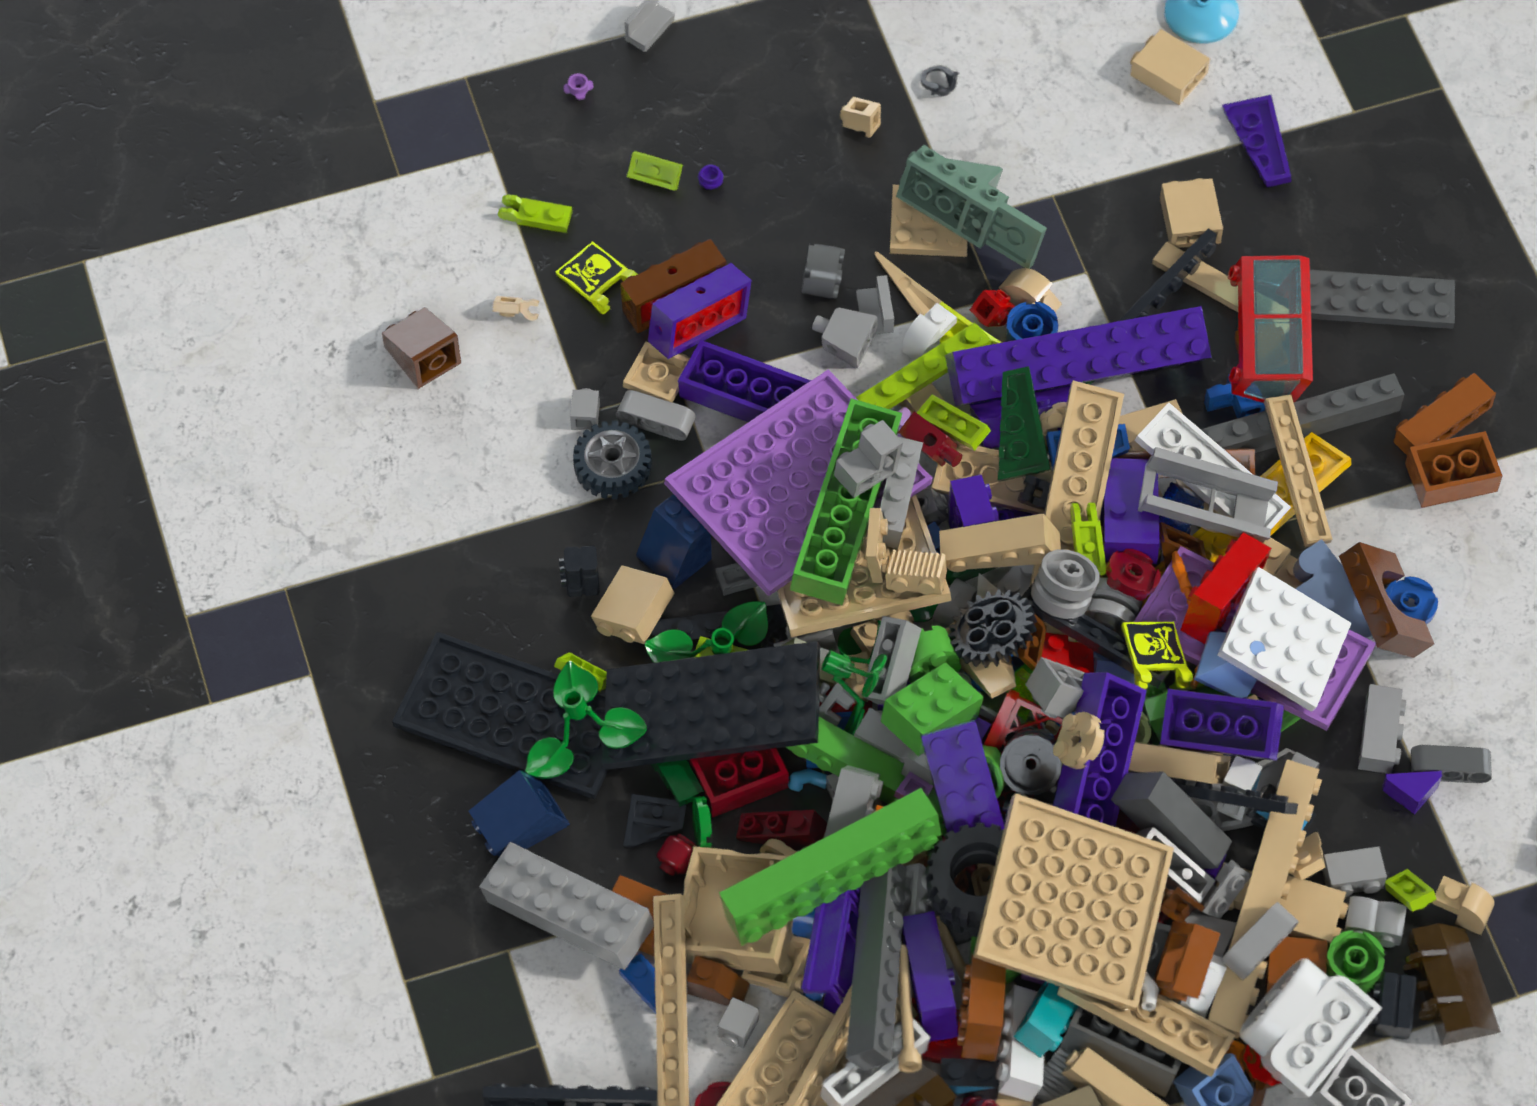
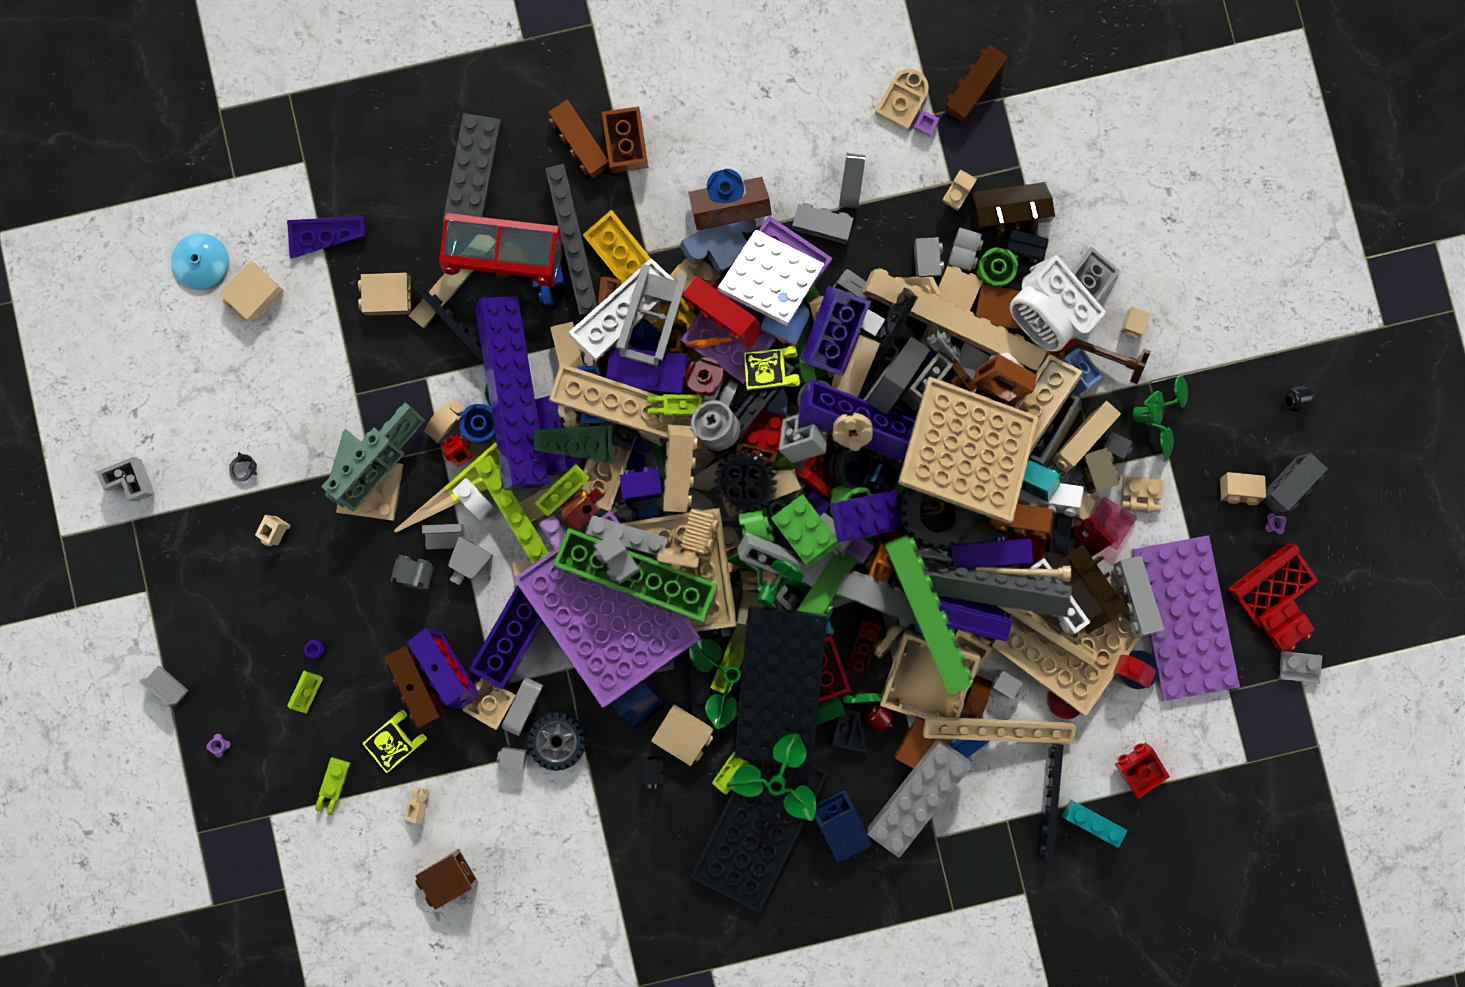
camera: 85 degrees left, 25 degrees up
(1150, 993) = (1024, 406): white arm -> none
(1260, 940) = (993, 327): light grey beam -> none
(1297, 470) = (620, 248): tan tile -> none
(1410, 890) = (947, 223): lime plate -> none
(1412, 788) = (870, 208): dark purple slope -> none

